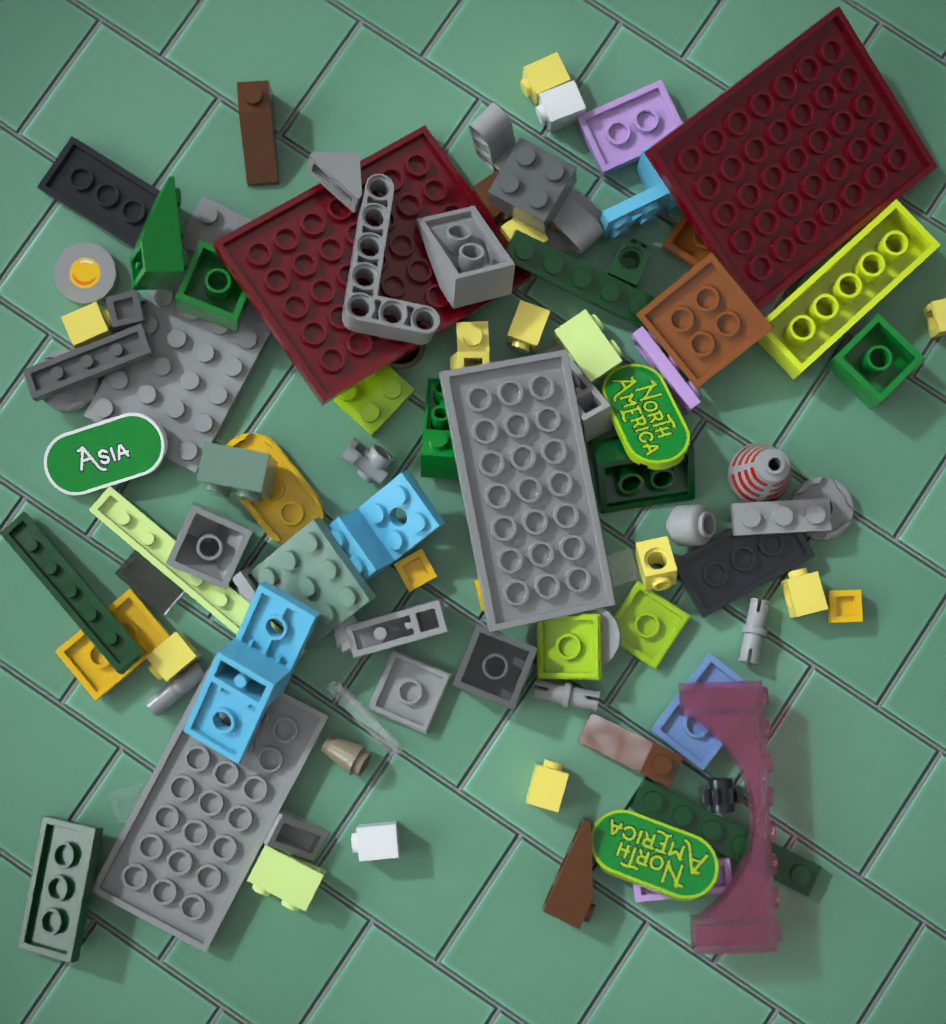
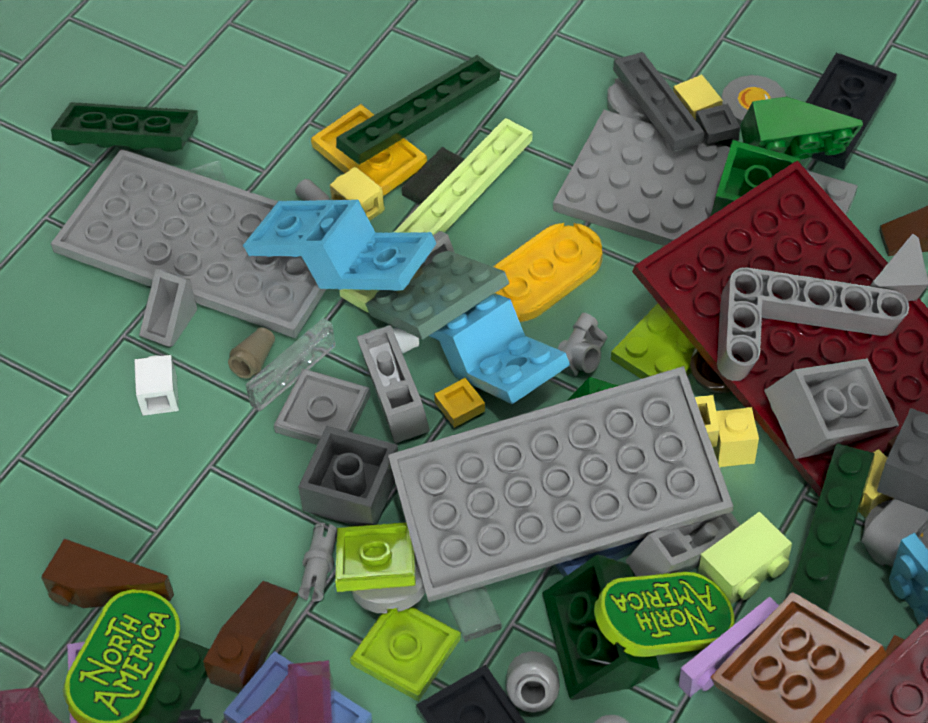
camera: 90 degrees right, 30 degrees down
(105, 453) = (565, 126): green tile -> none
(209, 545) = (476, 207): light grey slope -> none
(236, 471) = (552, 218): sand green brick -> none
(286, 877) = (120, 308): yellowish green brick -> none
(527, 327) = (761, 491): light yellow brick -> none
(547, 785) = (210, 545): light yellow brick -> none
(633, 249) = (856, 584): dark green brick -> none
(652, 552) = (481, 642): light yellow brick -> none

